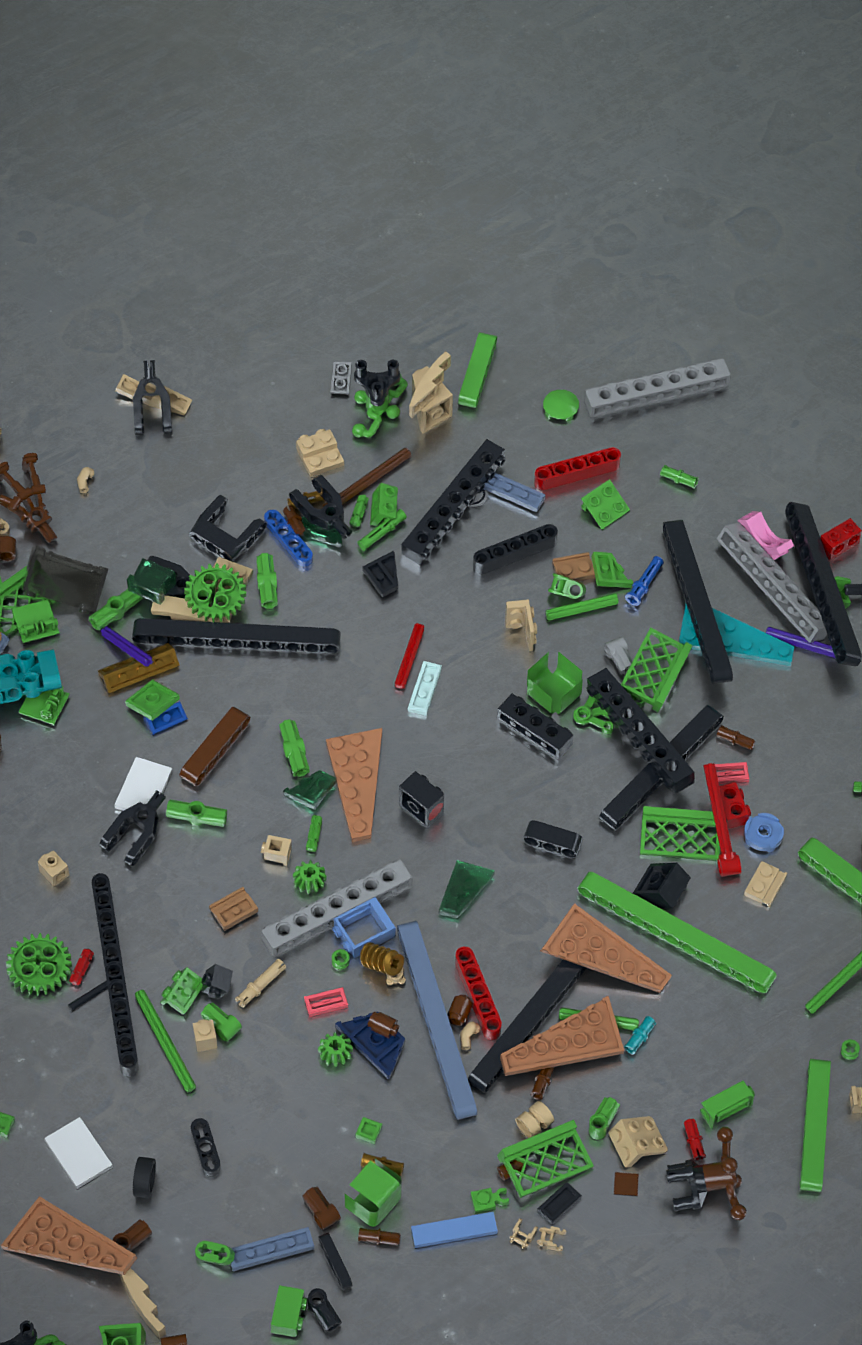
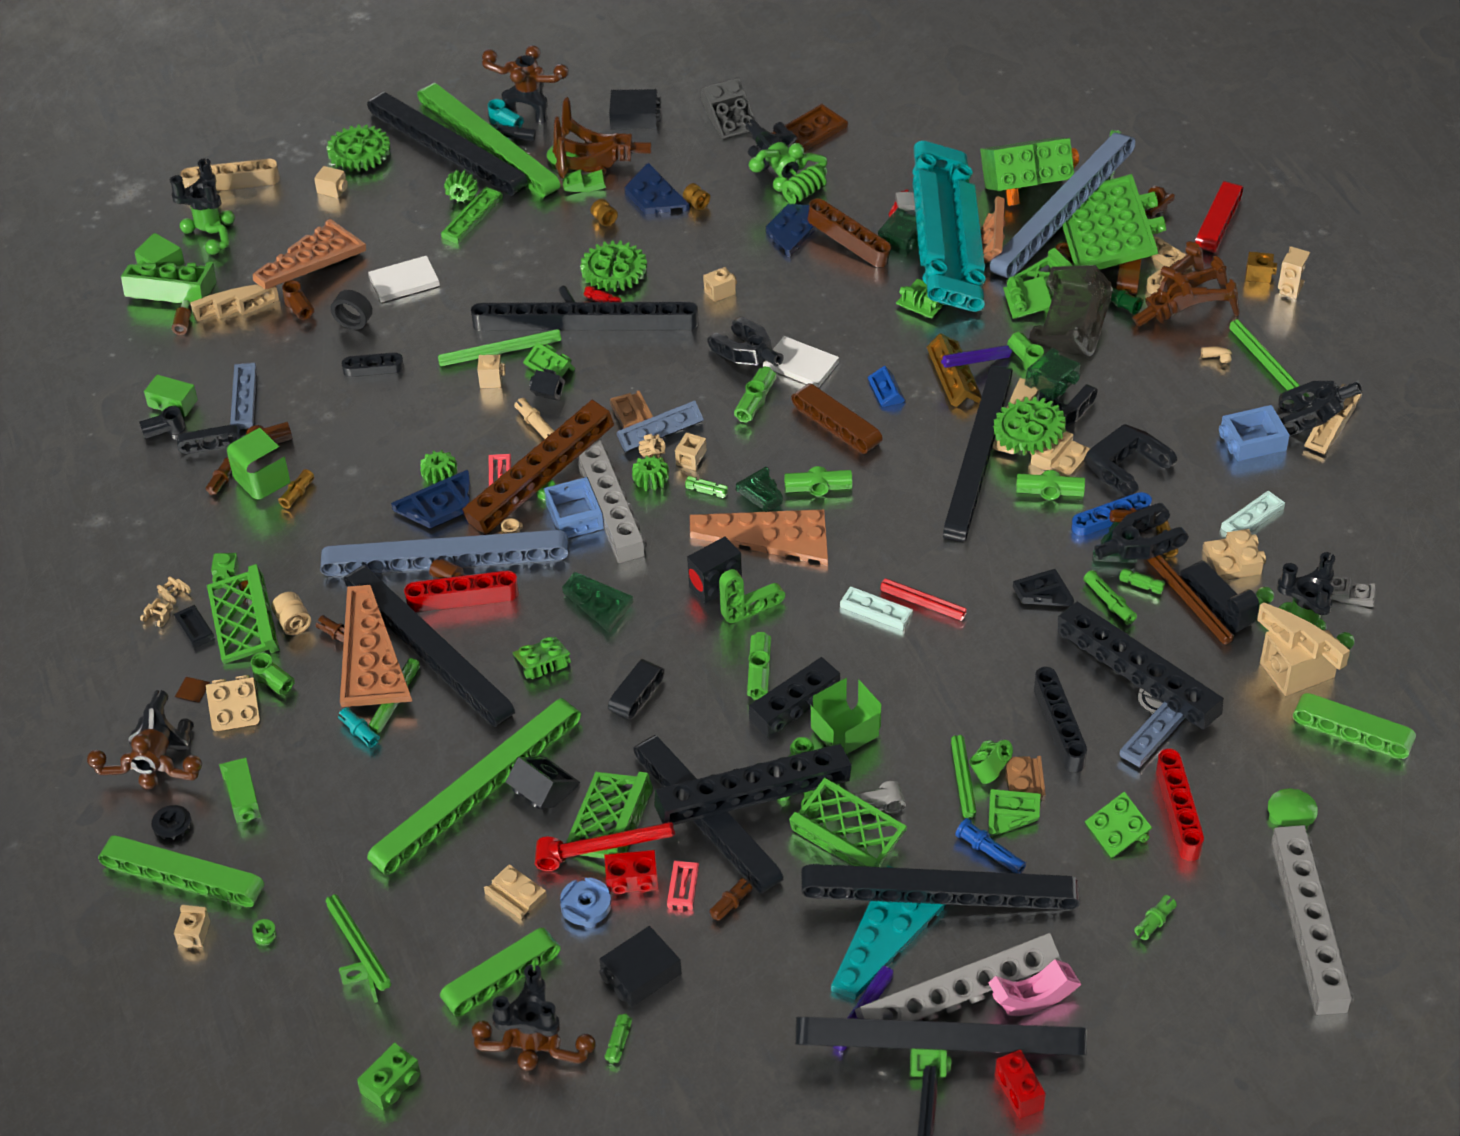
camera: 105 degrees right, 10 degrees down
(23, 555) = (1123, 299): none -> dark green pin
(88, 443) = (1264, 356): none -> bright green axle
(152, 700) = (906, 373): bright green tile -> none
(177, 431) = (1275, 441): none -> medium blue window
(213, 1257) = (255, 354): bright green beam -> none
(224, 1025) = (498, 390): bright green piece -> none
(250, 881) = (662, 424): none -> sand blue plate
(270, 444) = (1254, 513): none -> light aqua tile
(279, 880) = (652, 446): none -> tan gear
(326, 946) = (538, 467): none -> reddish brown brick
(368, 1130) = (341, 486): bright green tile -> none
(371, 456) = (1233, 609): none -> black beam
(381, 959) = (524, 508): pearl gold piece -> none
(383, 503) = (1144, 597): bright green bracket -> none
(383, 1024) = (445, 498): reddish brown brick -> none
(450, 774) = (765, 597): none -> bright green beam
(454, 1230) = (202, 537): medium blue tile -> none
(470, 1029) = (413, 576): tan arm -> none
(498, 757) = (759, 665): none -> bright green piece
(519, 615) = (937, 703): tan bracket -> none
(532, 916) = (539, 654): none -> bright green hinge
(595, 946) = (466, 695): nougat wing -> none
(694, 1139) = (213, 753): red axle -> none
(776, 1145) = (167, 815): none -> black gear
(811, 783) = (640, 966): none -> black brick

